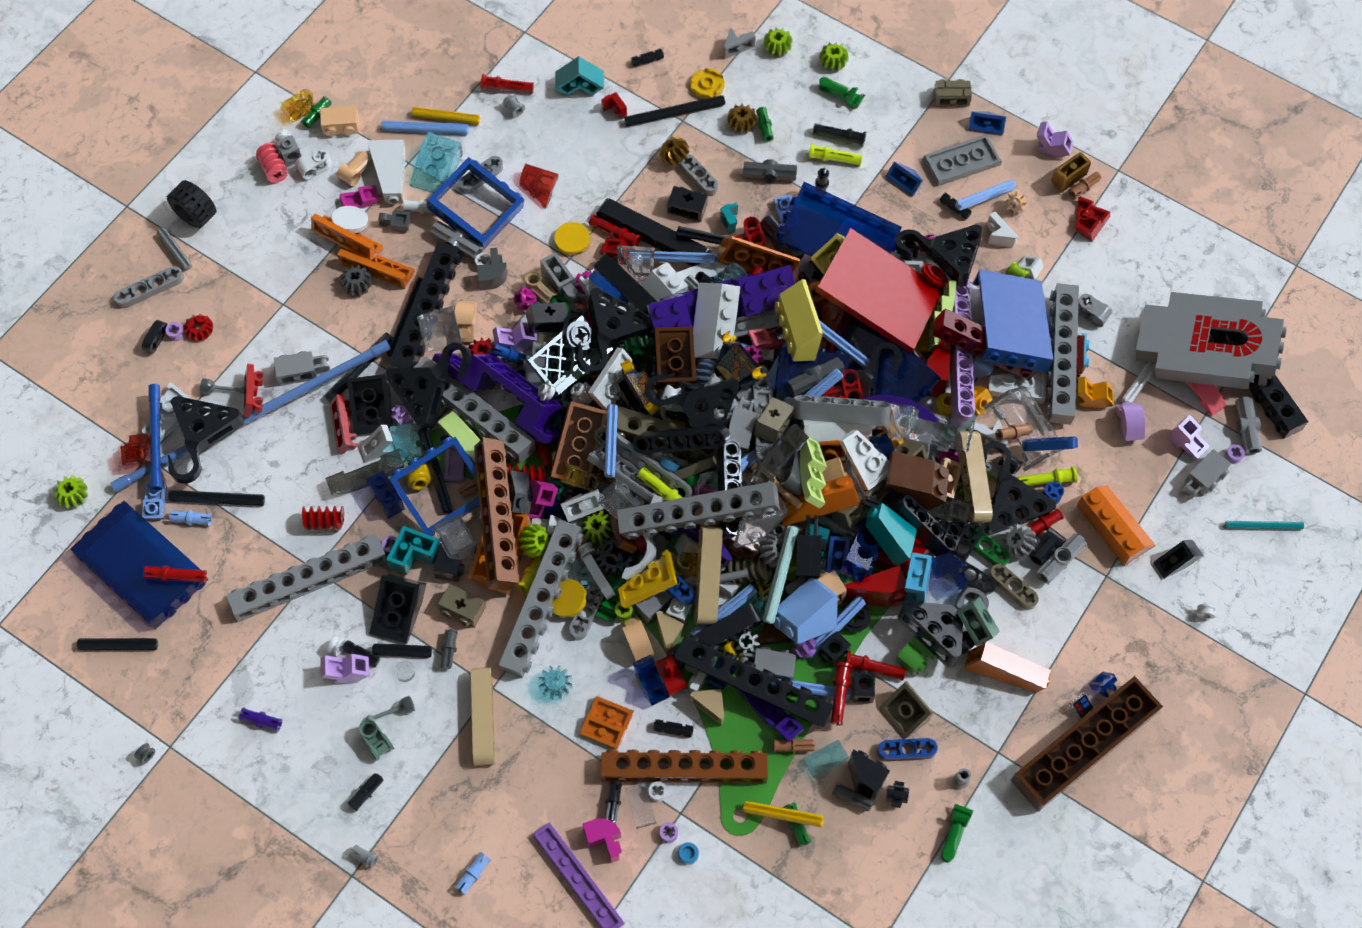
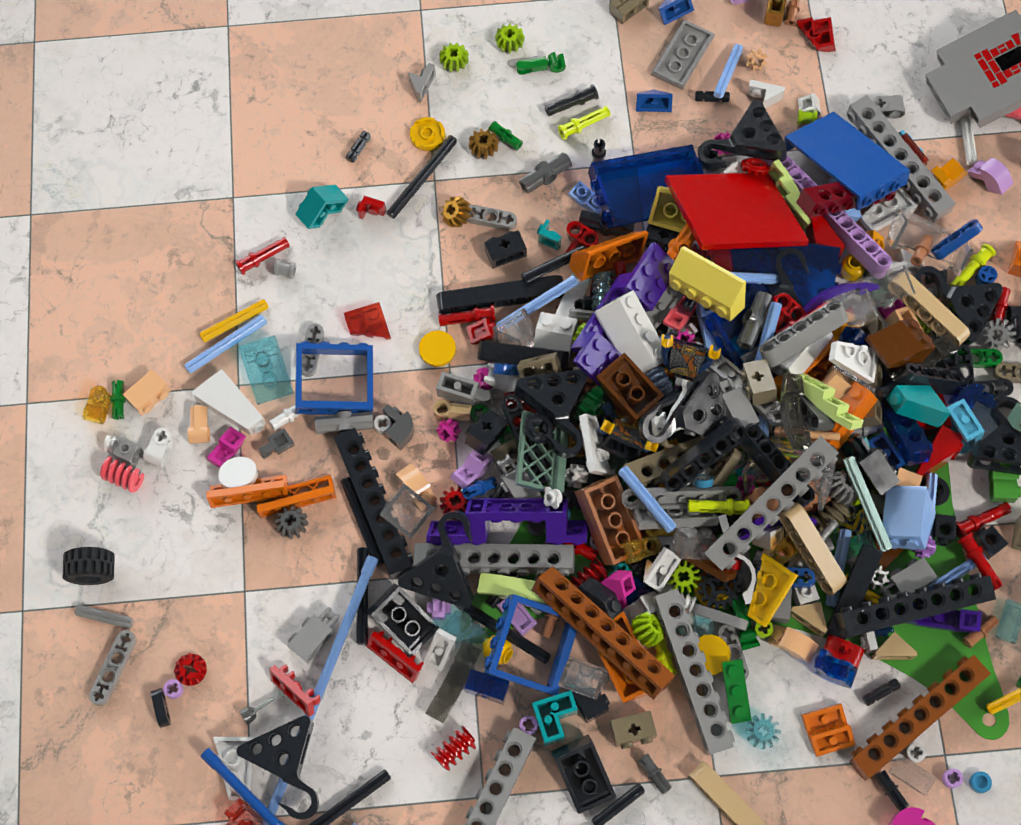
camera: 35 degrees left, 5 degrees up
(561, 638) = (736, 691): none -> green plate
(627, 295) = (539, 365): none -> dark tan brick

